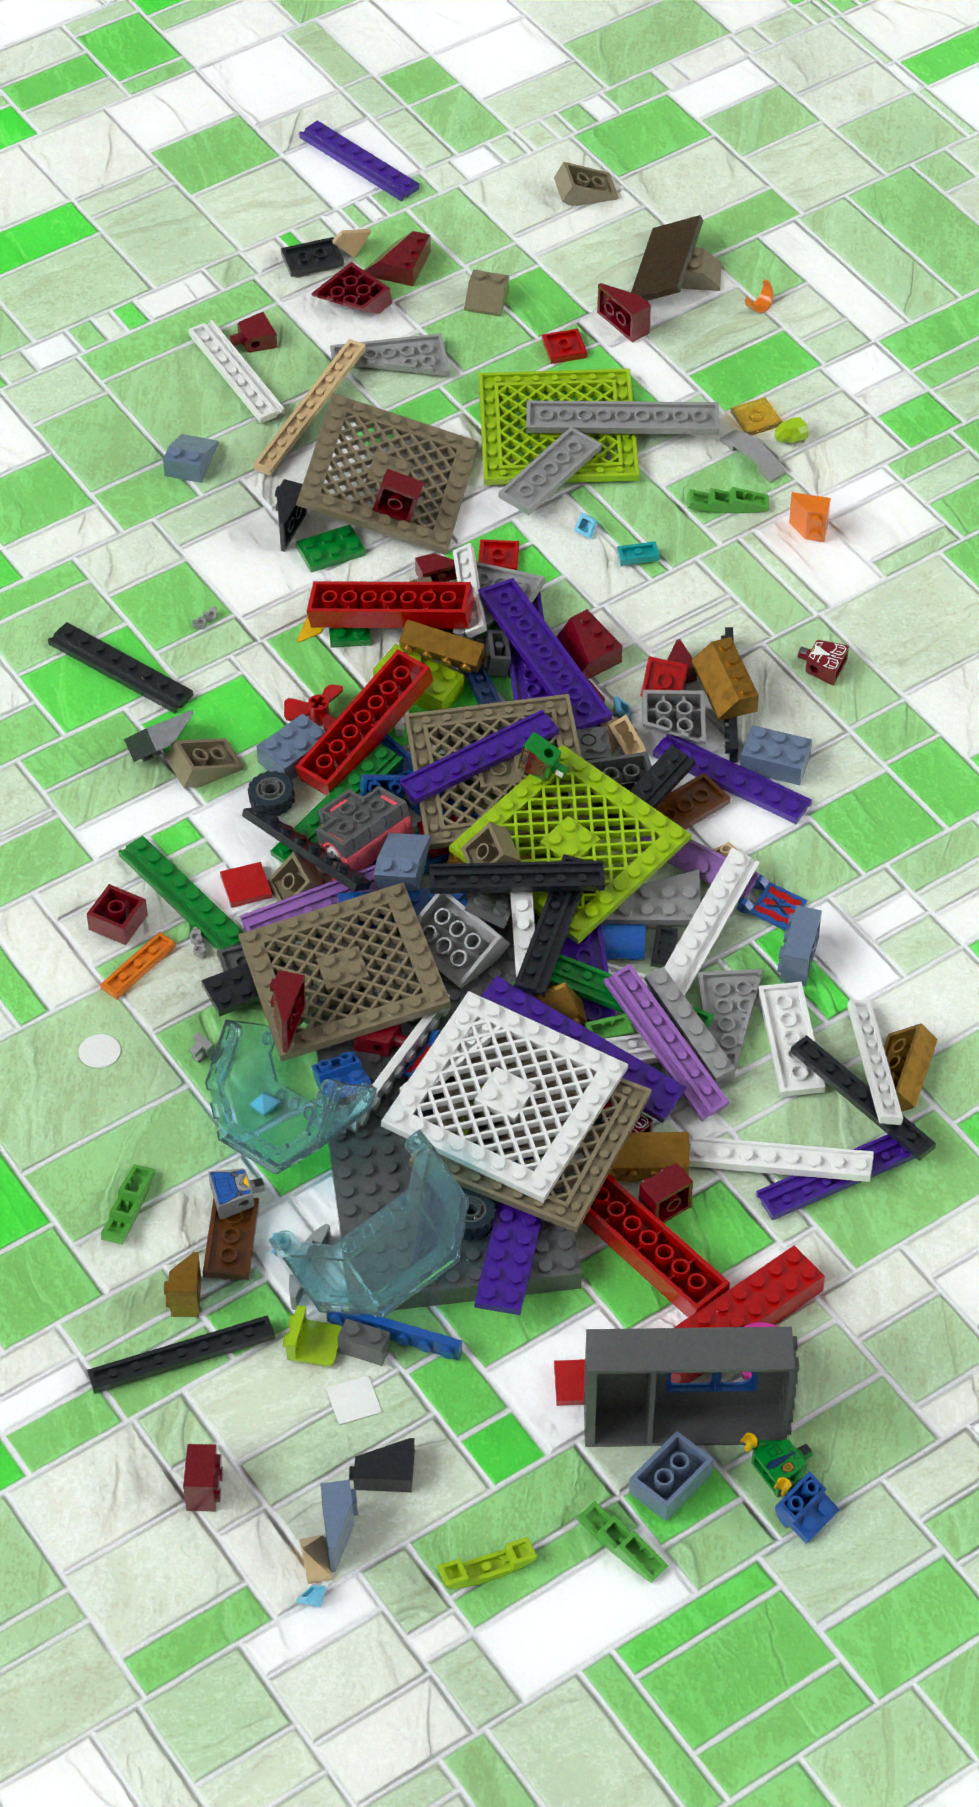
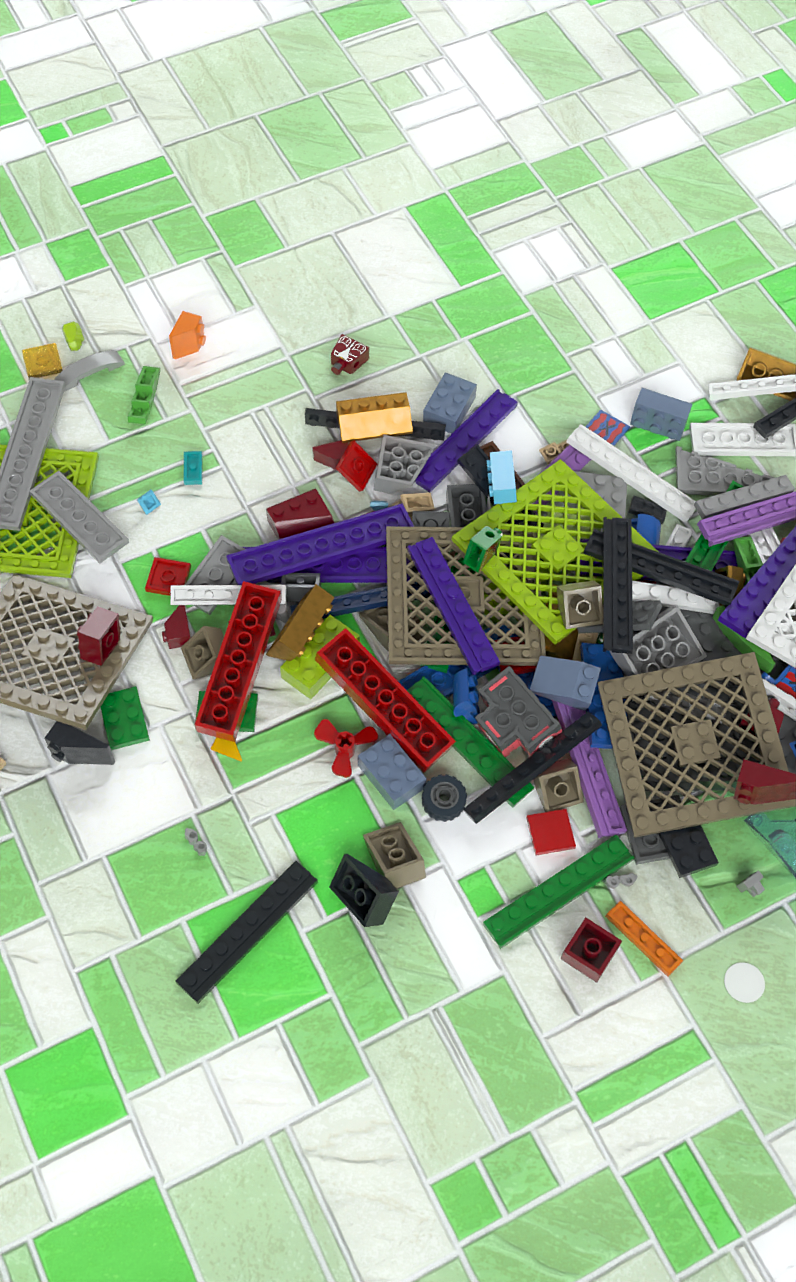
camera: 85 degrees left, 10 degrees up
(646, 777) = (501, 477): none -> medium azure brick

